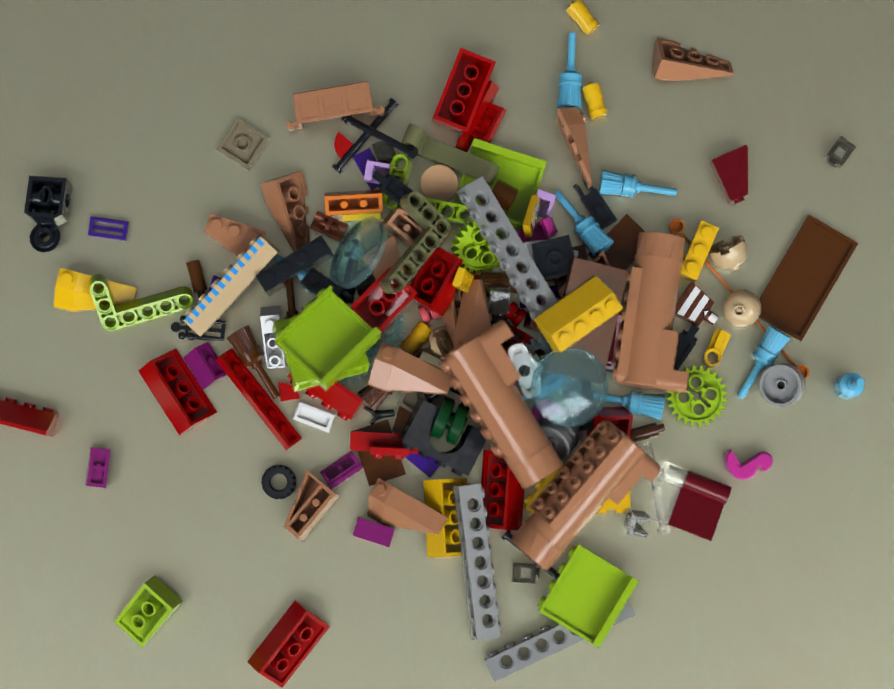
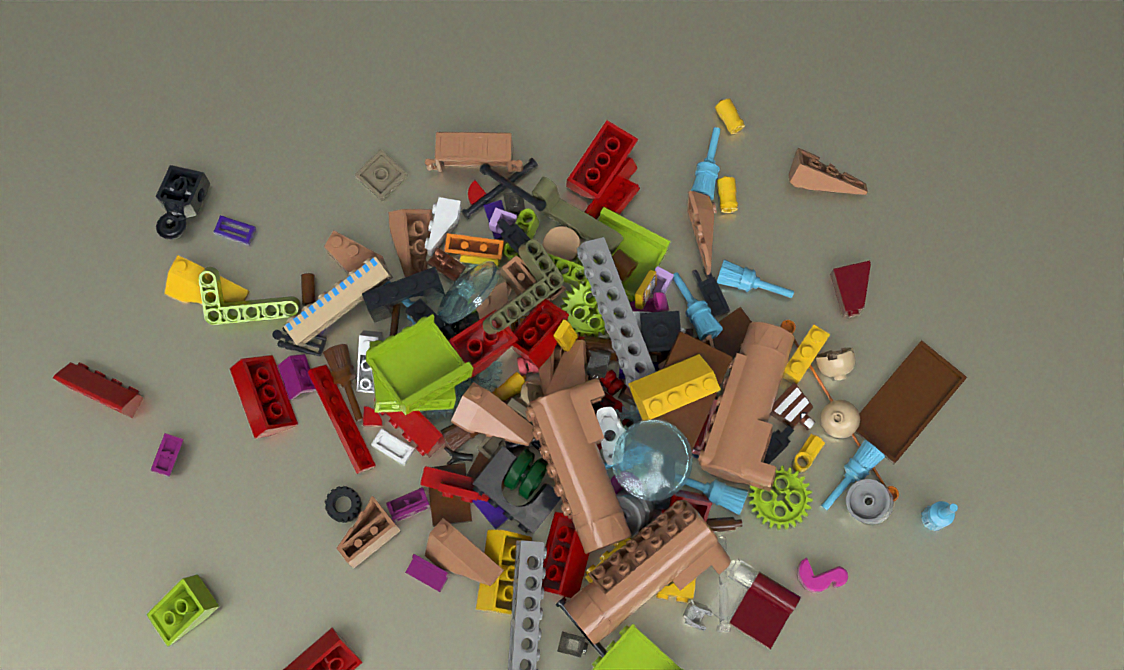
camera: 15 degrees right, 10 degrees down
(318, 179) = (445, 221): none -> white slope
(839, 152) = (961, 285): clear smoke window -> none

